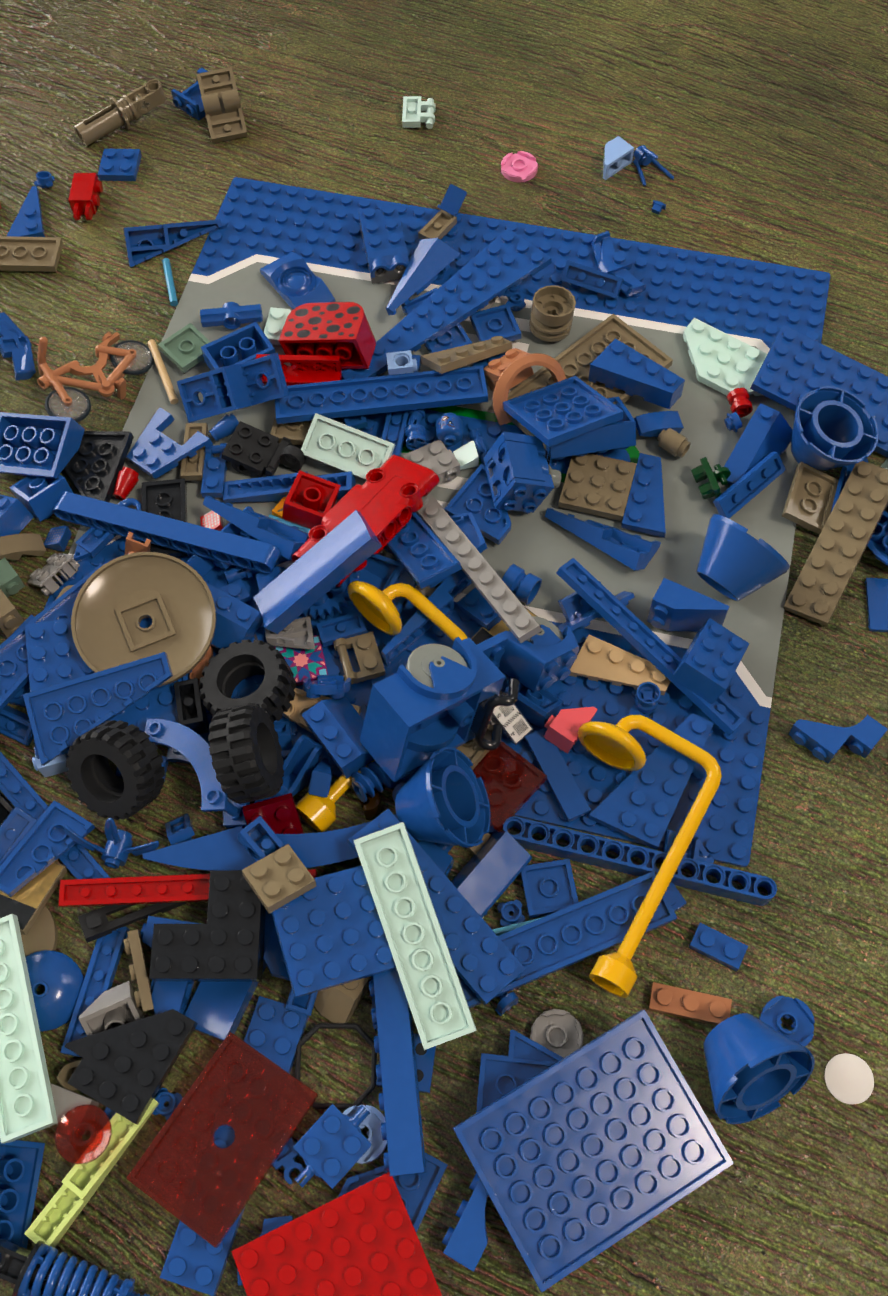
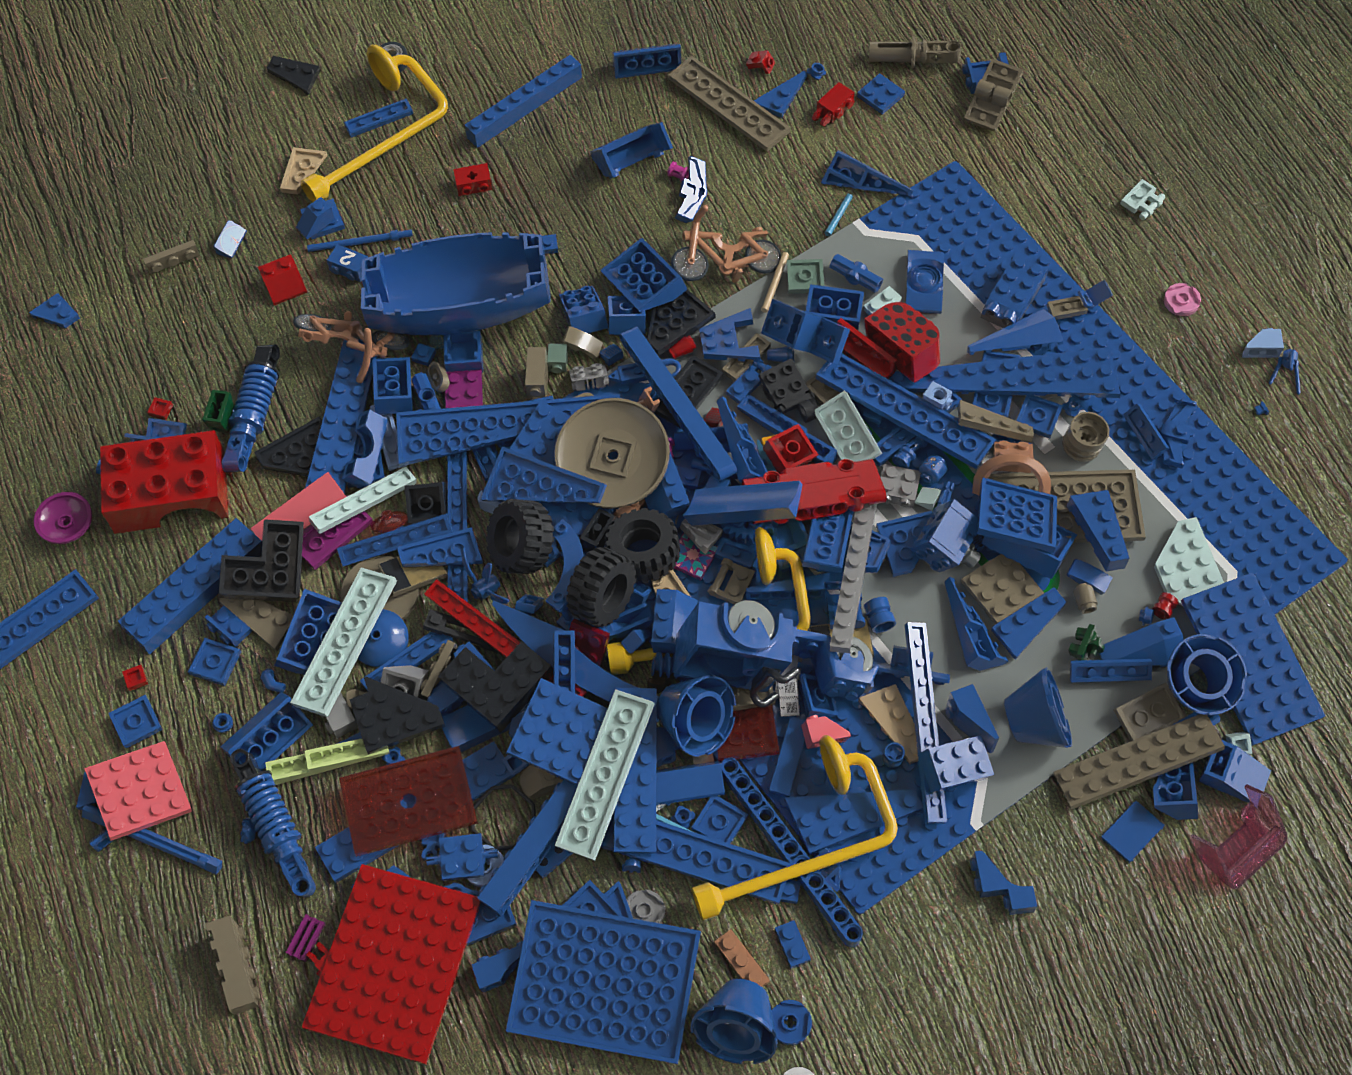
camera: 40 degrees right, 0 degrees up
(70, 1131) = (335, 726): clear red dish -> none
(279, 878) = (553, 676): dark tan plate -> none
(326, 685) = (694, 584): blue plate -> none

